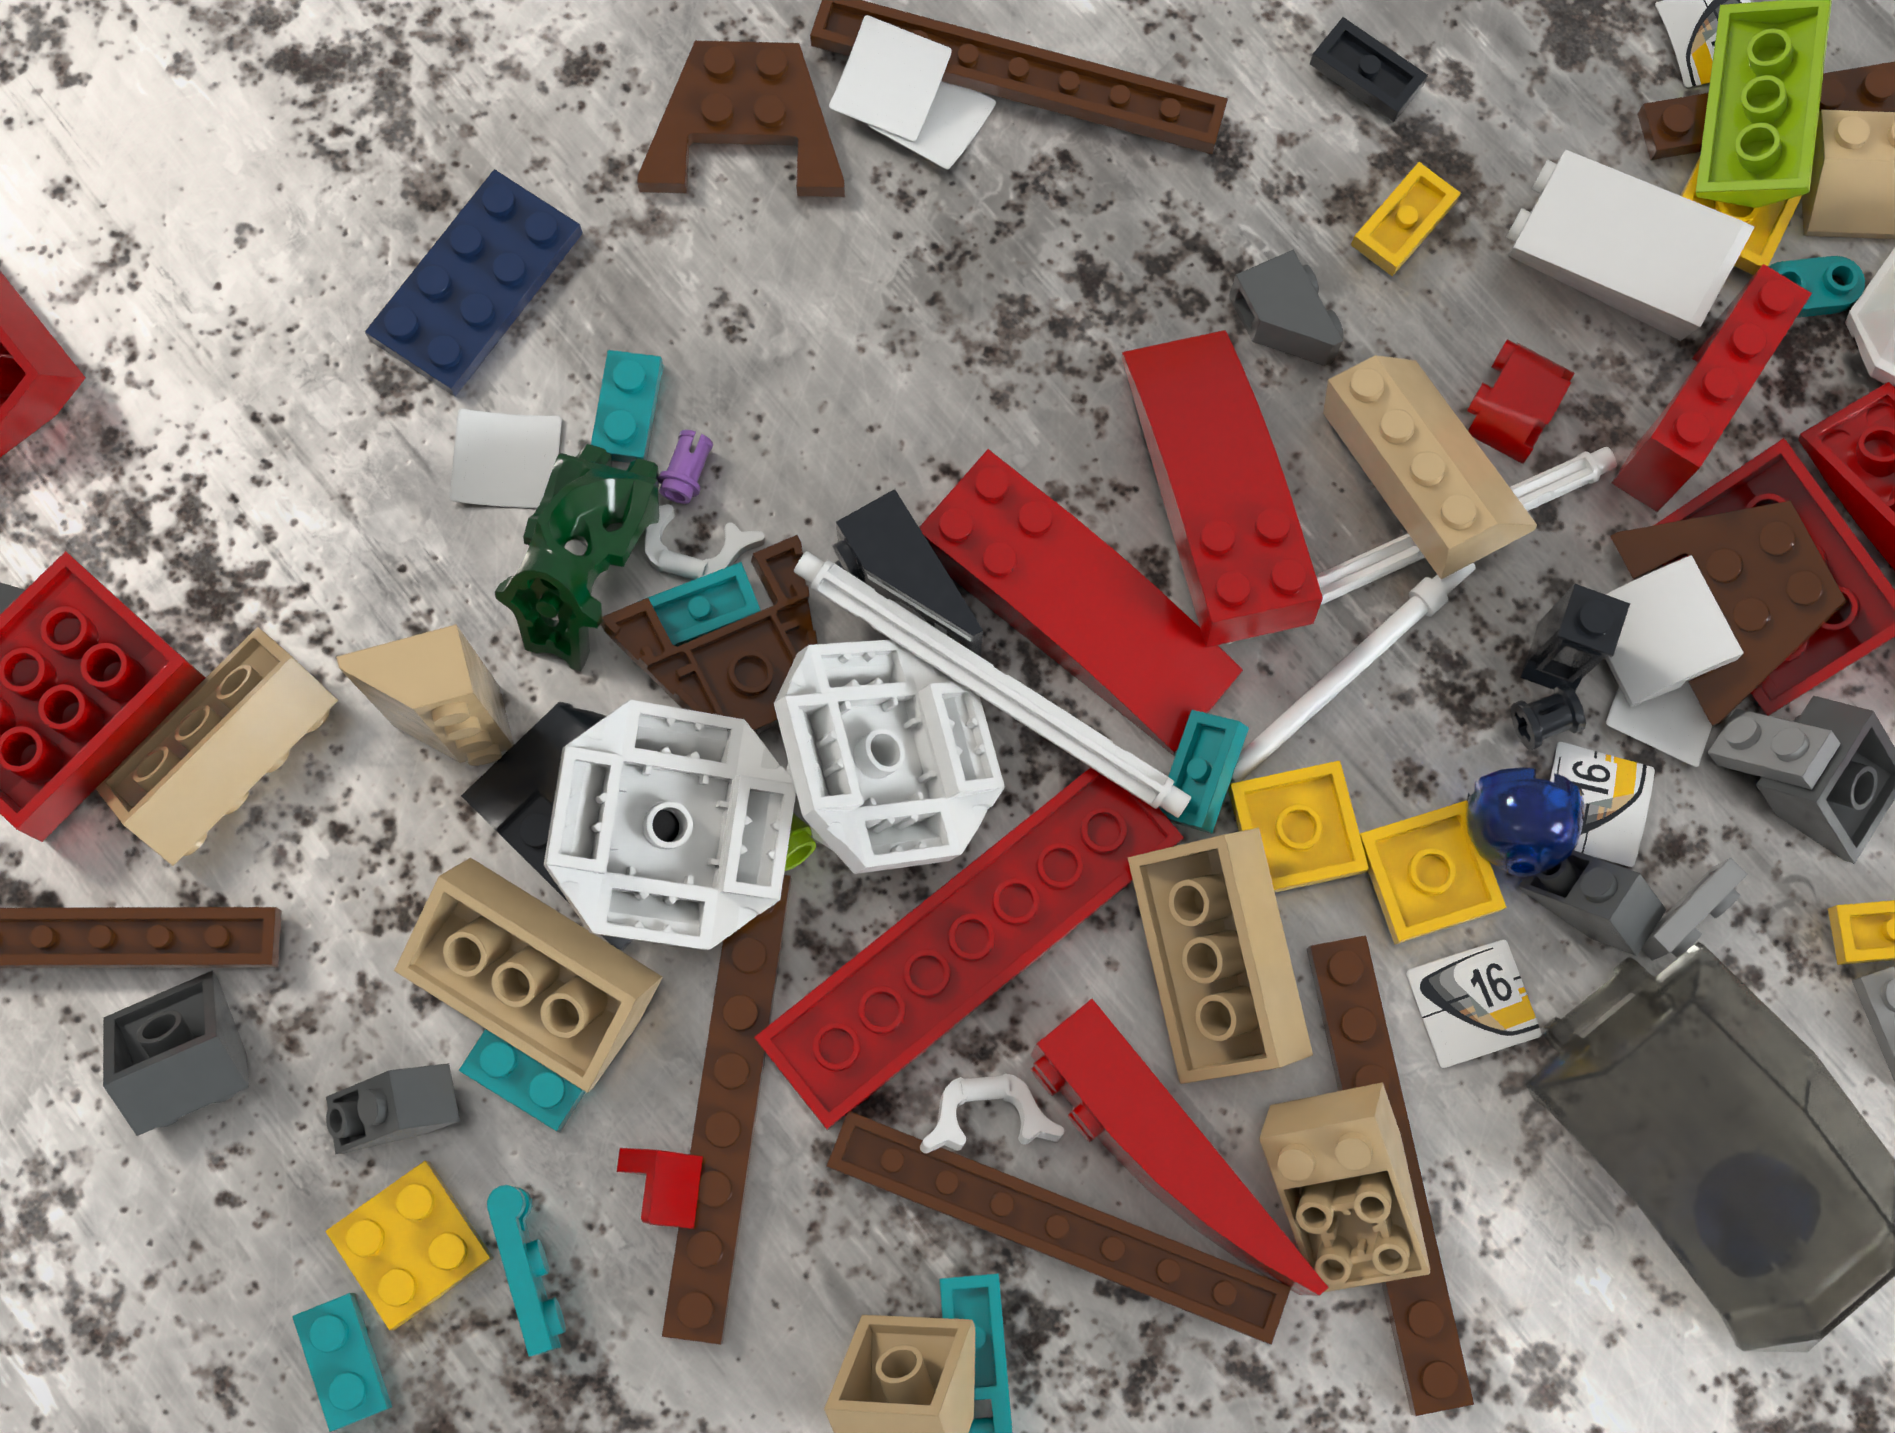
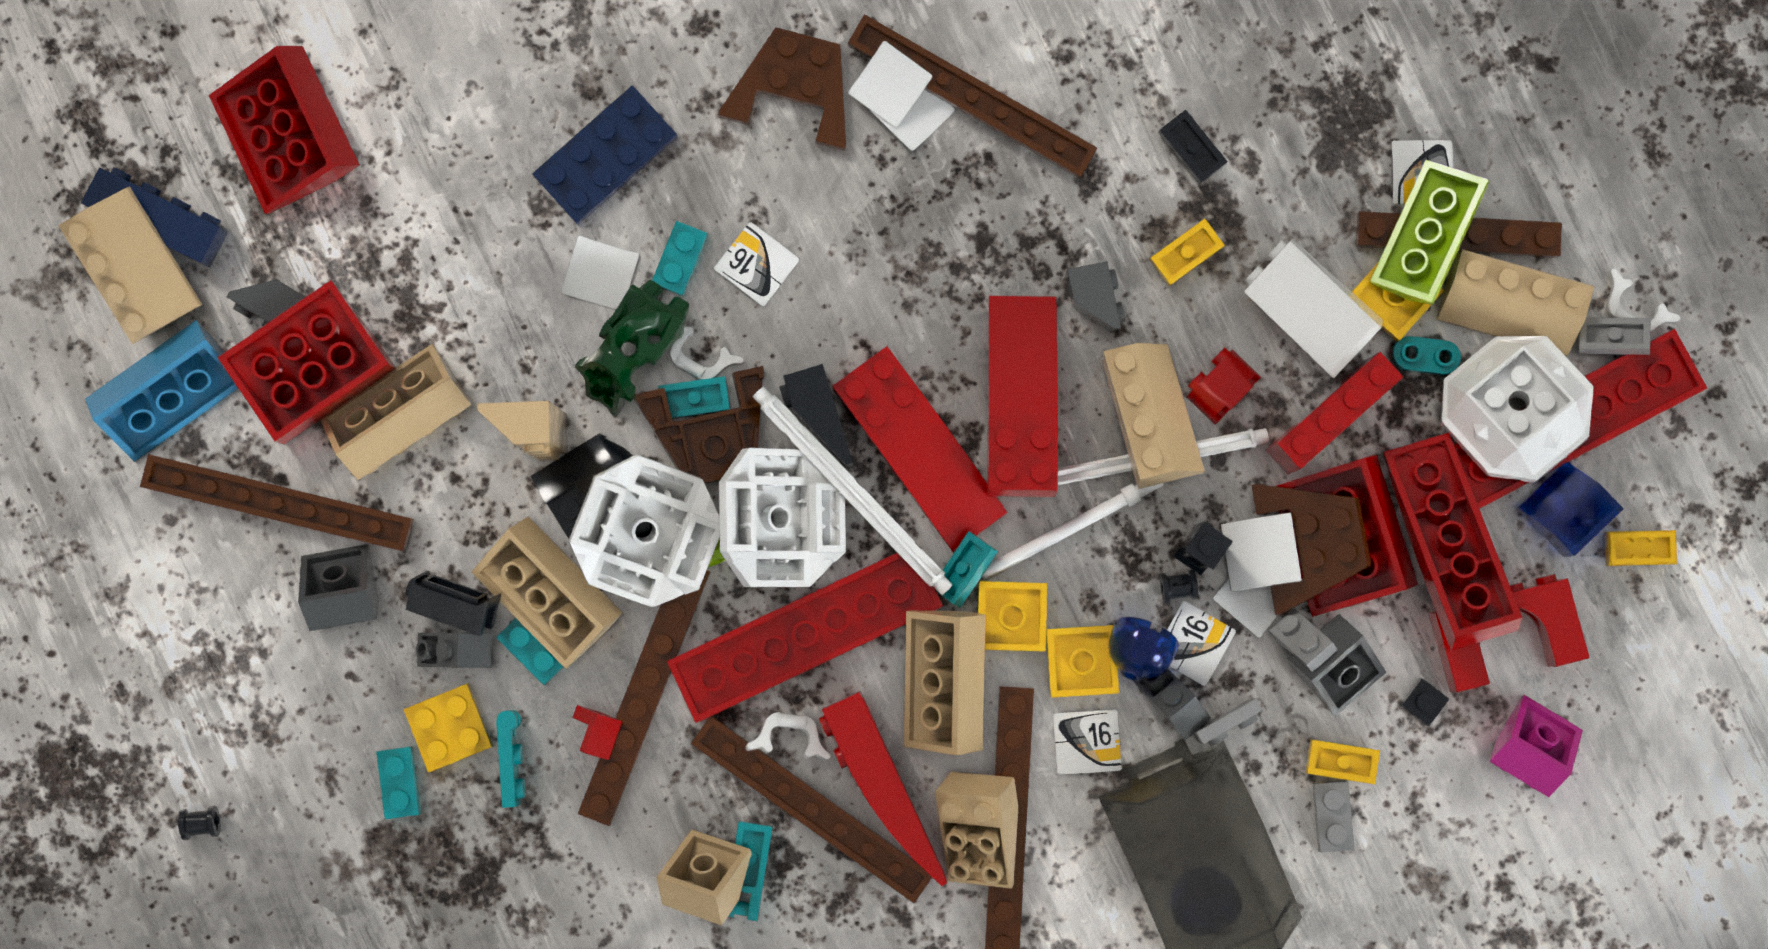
camera: 20 degrees right, 10 degrees up
(371, 1028) = (451, 603): none -> black window
(684, 470) = (704, 308): medium lavender pin -> none
(750, 389) = (756, 264): none -> sticker

